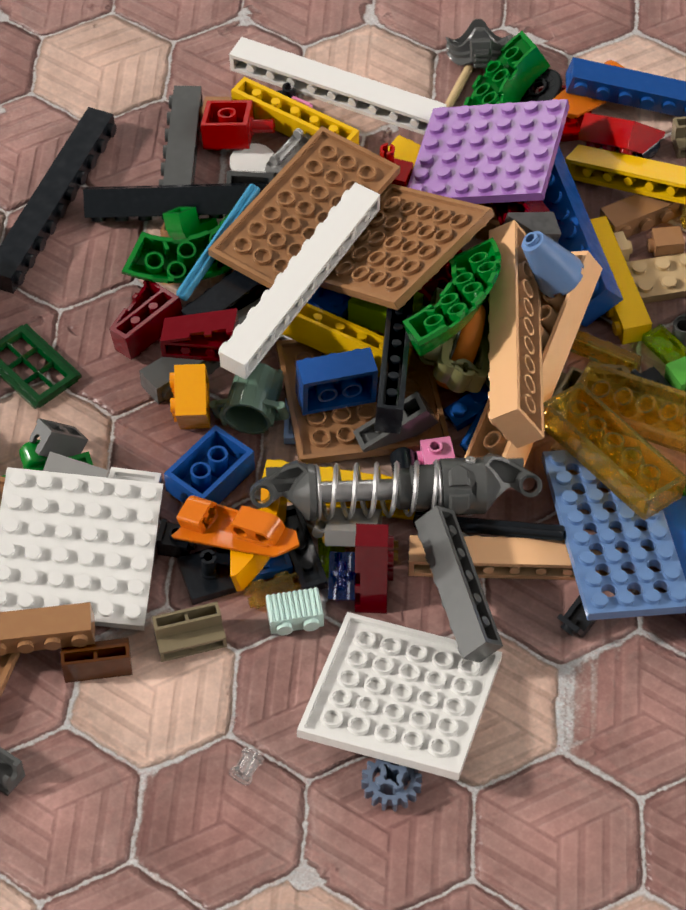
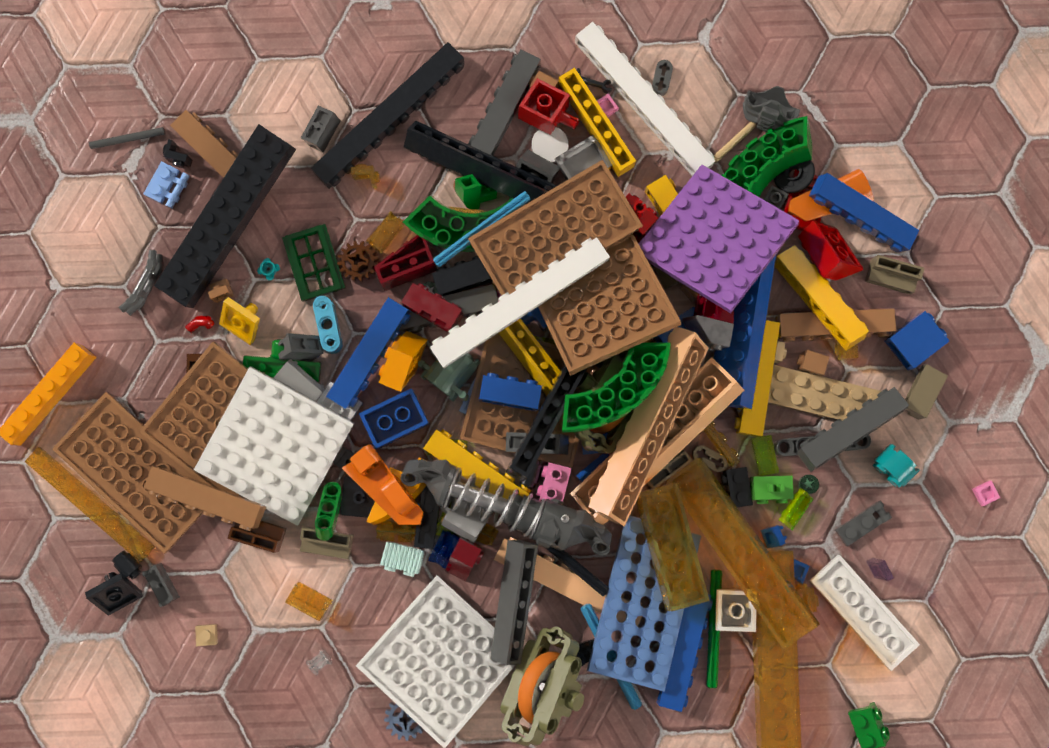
camera: 20 degrees right, 30 degrees up
(51, 258) = (363, 171): none -> clear yellow bracket
(80, 413) = (327, 335): none -> medium azure piece
(81, 800) = (206, 635): none -> tan plate
(84, 341) = (360, 253): none -> reddish brown gear
(104, 305) = (385, 232): none -> clear yellow hinge
(145, 411) = (368, 354): none -> blue brick
(176, 588) = (324, 518): none -> green beam
(198, 709) = (309, 601): none -> clear yellow hinge
(348, 63) = (666, 78): none -> dark grey beam
(545, 652) = (542, 687): none -> olive piece
(551, 264) = (704, 386): medium blue cone -> none
(631, 624) = (626, 687): none -> dark azure axle

